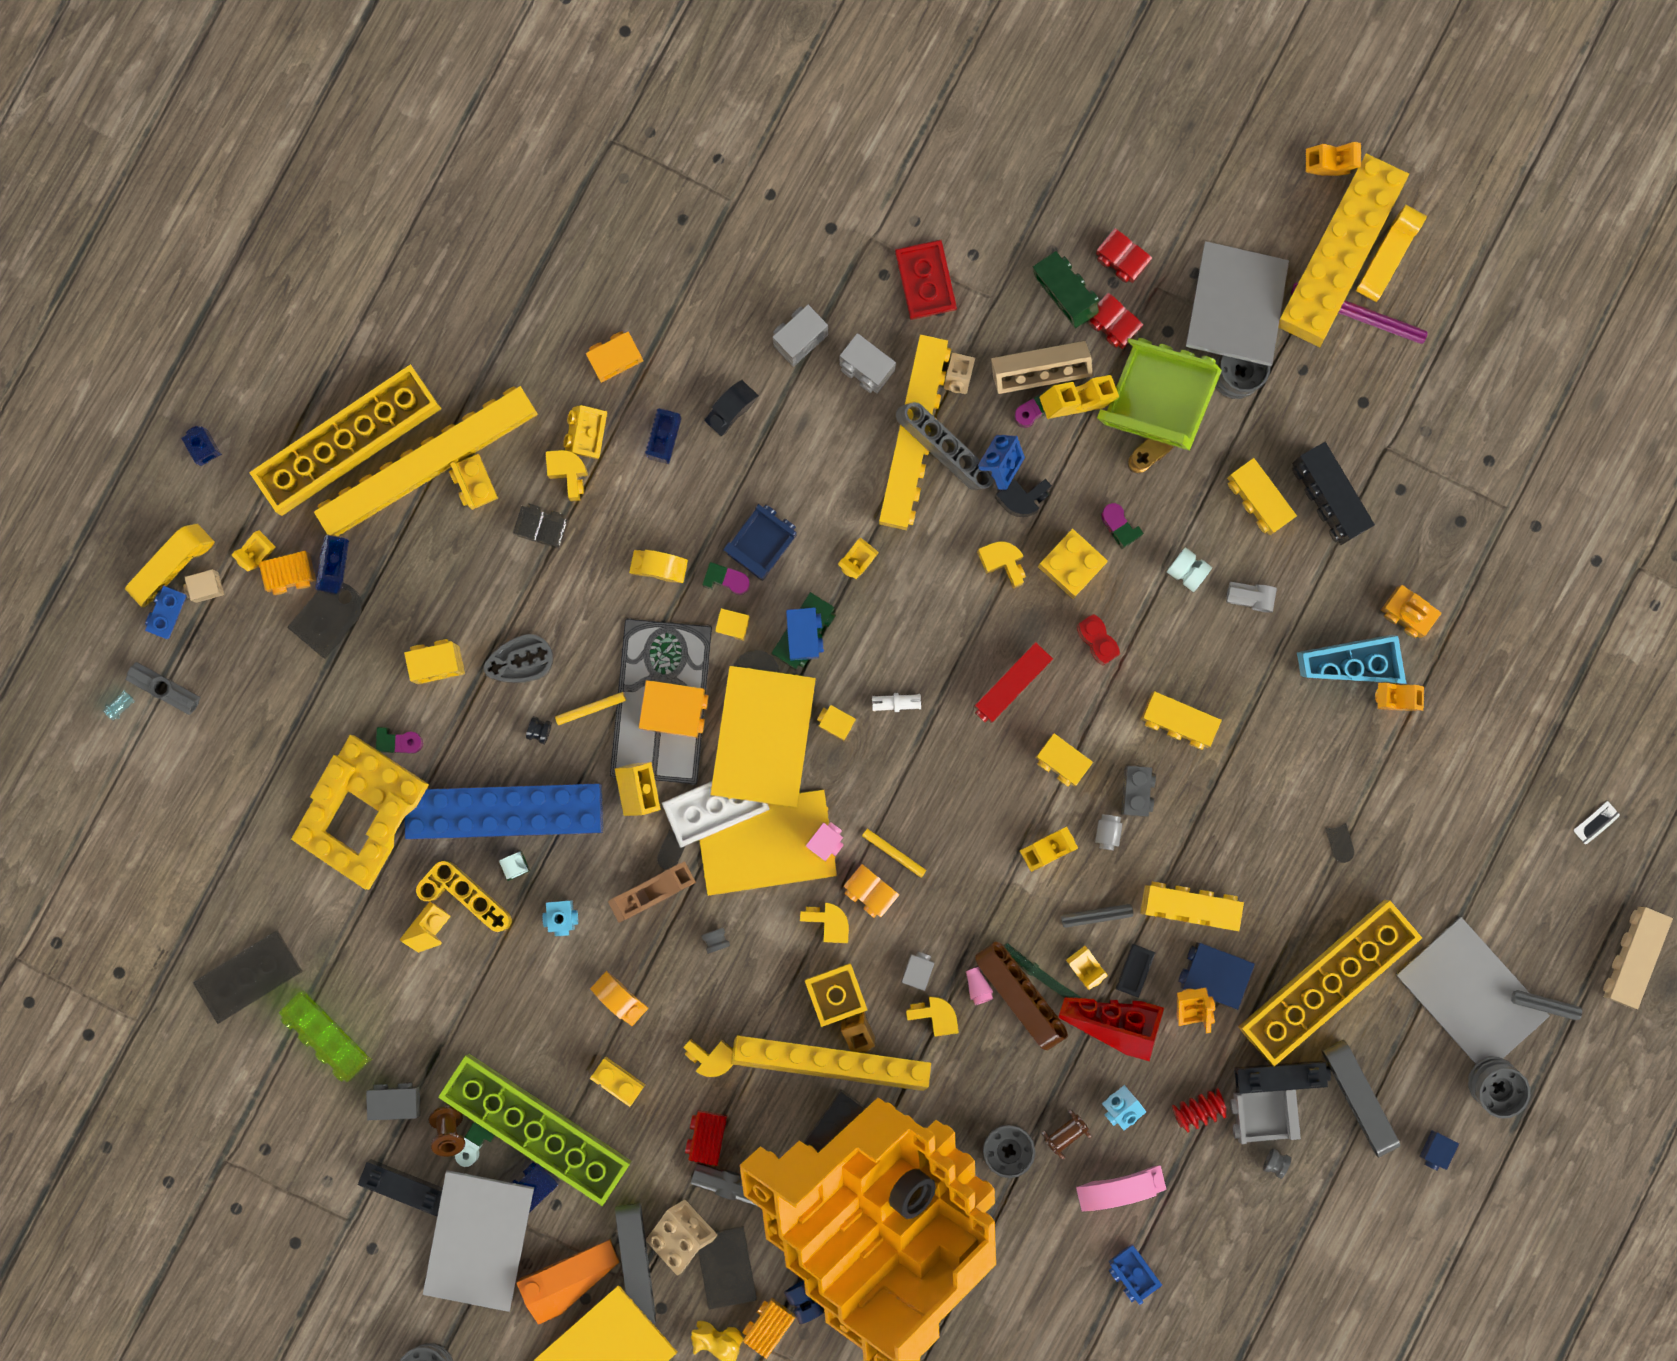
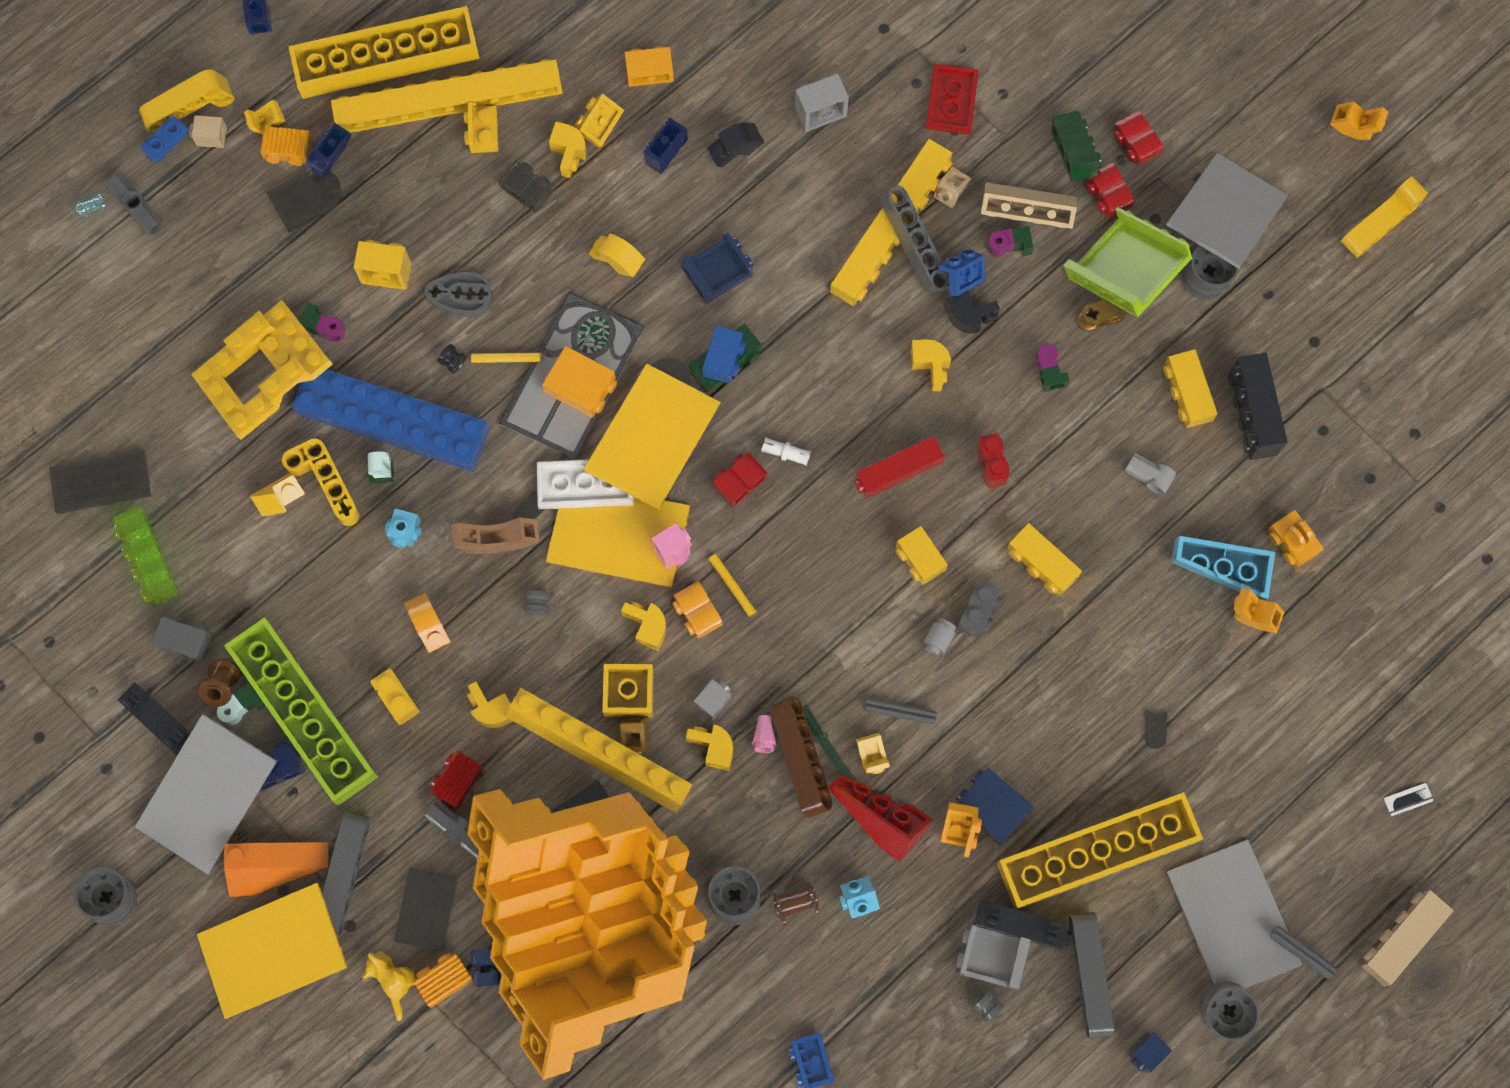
camera: 20 degrees right, 10 degrees down
(637, 789) = (519, 439): yellow brick -> none
(680, 1236) = (394, 859): tan bracket -> none
(727, 578) = (673, 287): leg -> none
(732, 624) = (664, 328): yellow panel -> none
(836, 722) = (723, 447): yellow brick -> none
(858, 559) = (799, 312): yellow bracket -> none
(862, 748) = (739, 479): none -> red brick
(866, 364) = (871, 147): light grey brick -> none
(912, 1193) = (636, 903): black tyre -> none
(1048, 849) = (877, 631): yellow brick -> none
(1068, 399) = (1038, 236): yellow arch -> none
(1072, 563) = (994, 385): yellow brick -> none
(1121, 1190) = (829, 973): bright pink arch -> none
(1135, 970) = (918, 775): black tile -> none
(1189, 569) = (1100, 428): light aqua wheel -> none
(1192, 907) = (992, 733): yellow wedge -> none
(1200, 1111) = (931, 927): red piece -> none
(1343, 250) = (1340, 200): yellow brick -> none
(1380, 321) = (1337, 262): magenta axle -> none

